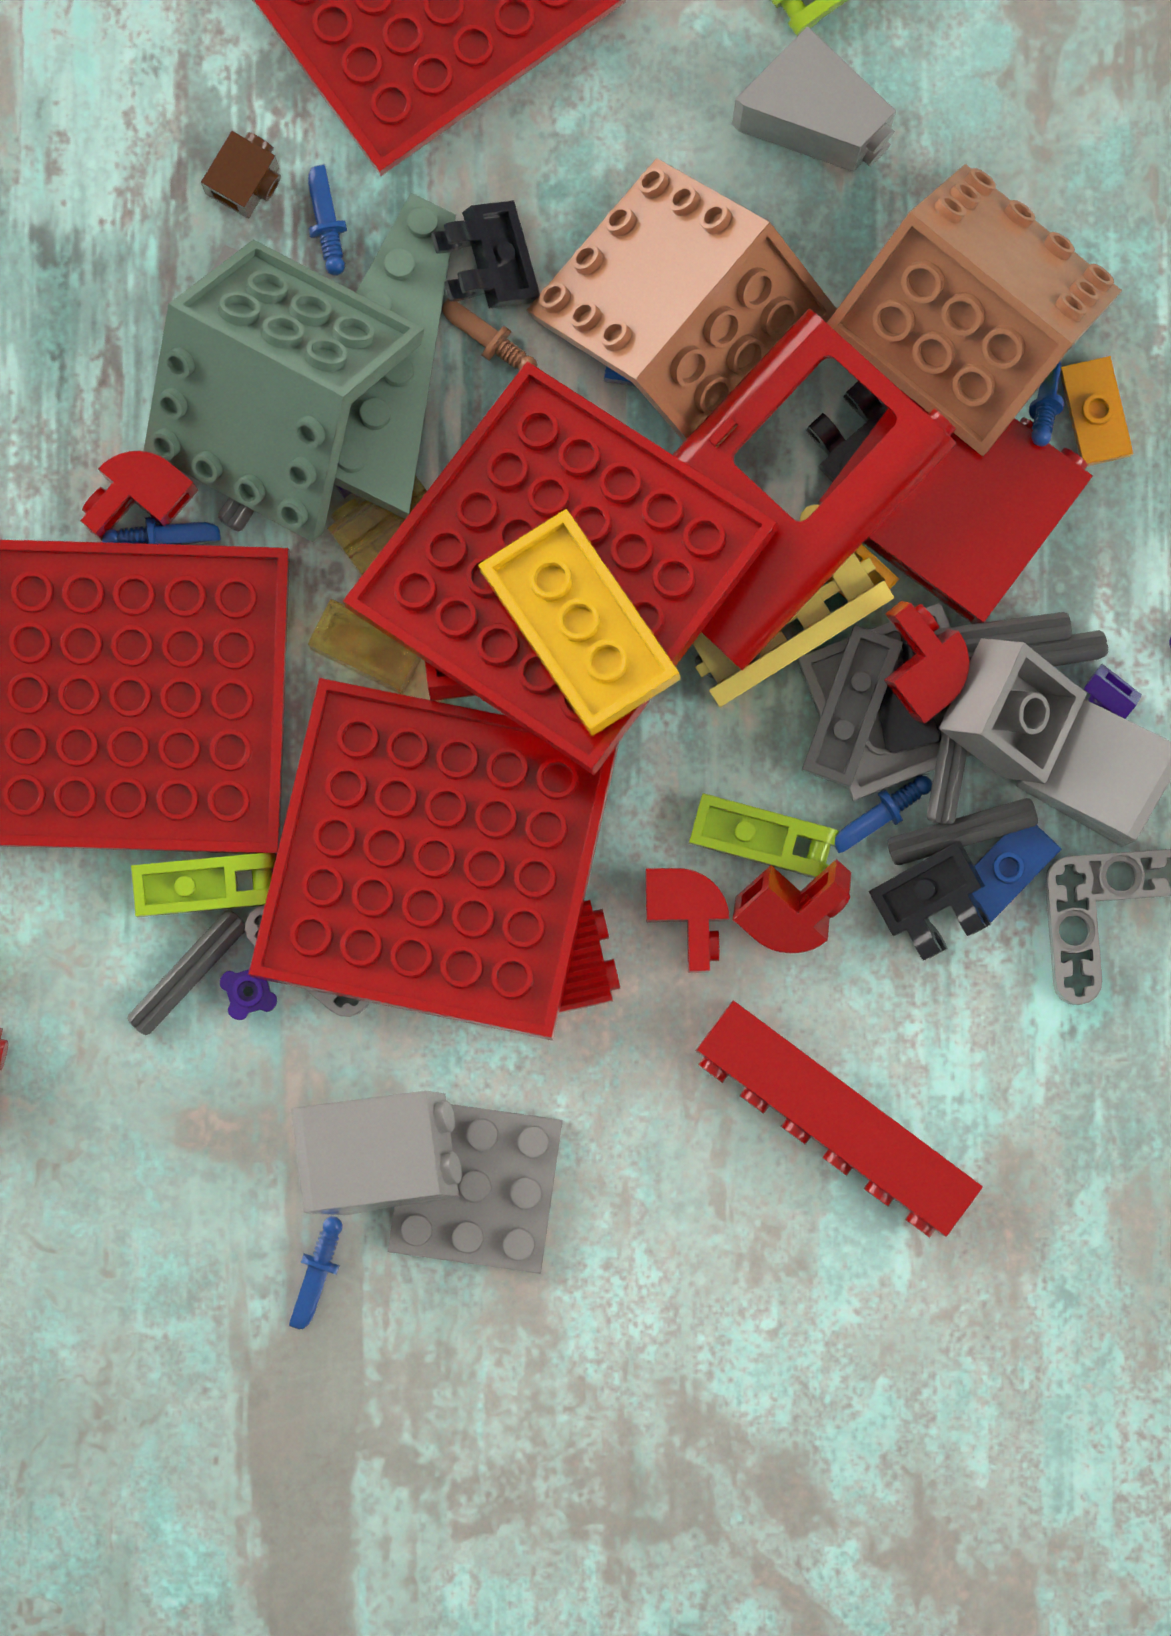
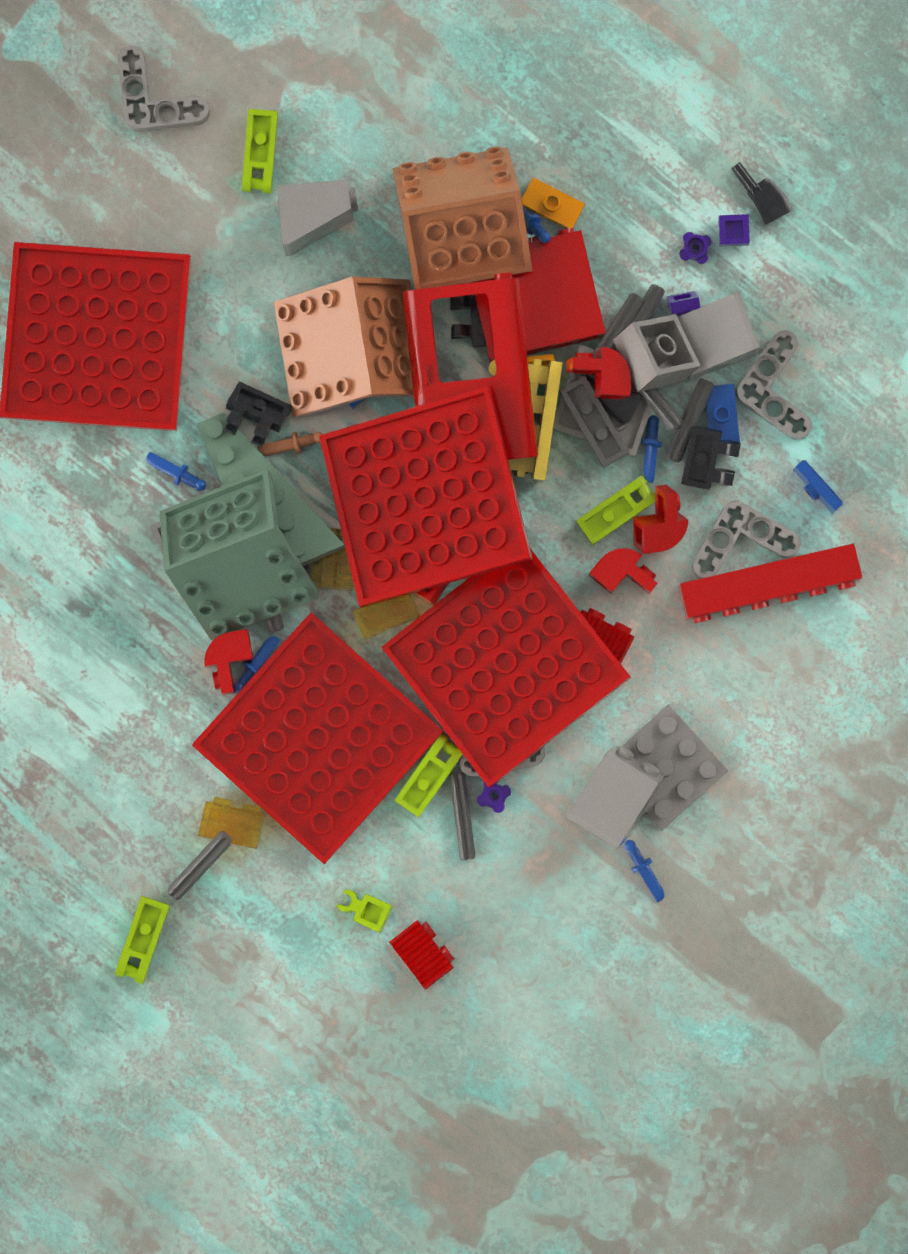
camera: 45 degrees left, 0 degrees up
(242, 173) = (124, 491): reddish brown brick -> none
(579, 622) = (459, 508): yellow plate -> none
(882, 1025) = (744, 528): none -> light grey beam
(1016, 1075) = (817, 487): none -> blue plate

